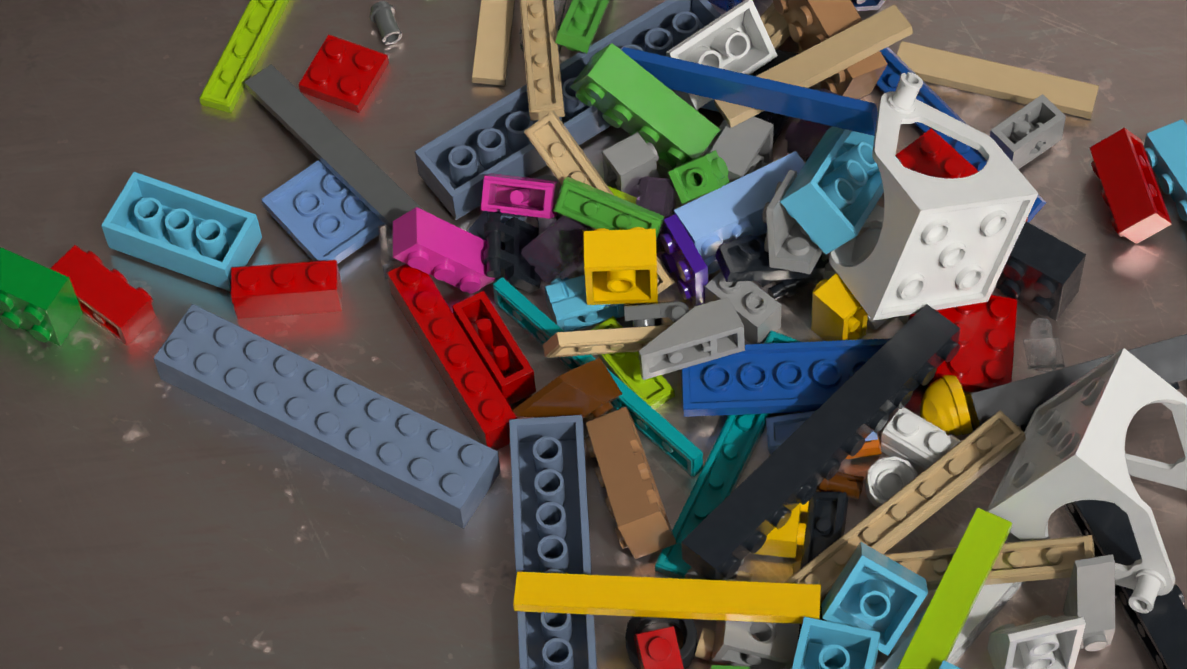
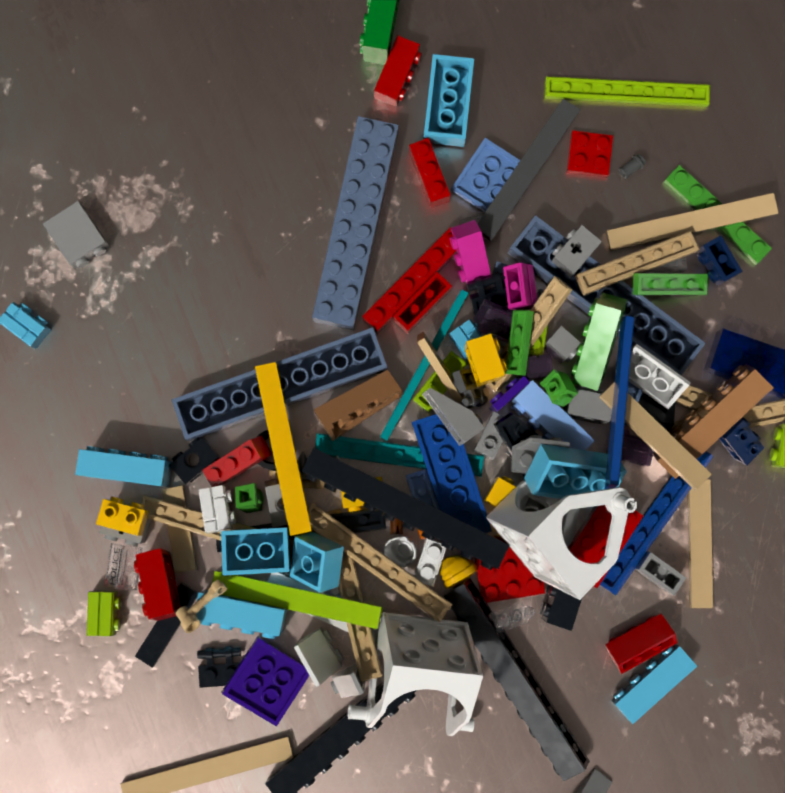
camera: 70 degrees right, 25 degrees up
(493, 105) = (586, 245): none -> light grey brick
(577, 392) = (401, 357): reddish brown slope -> none

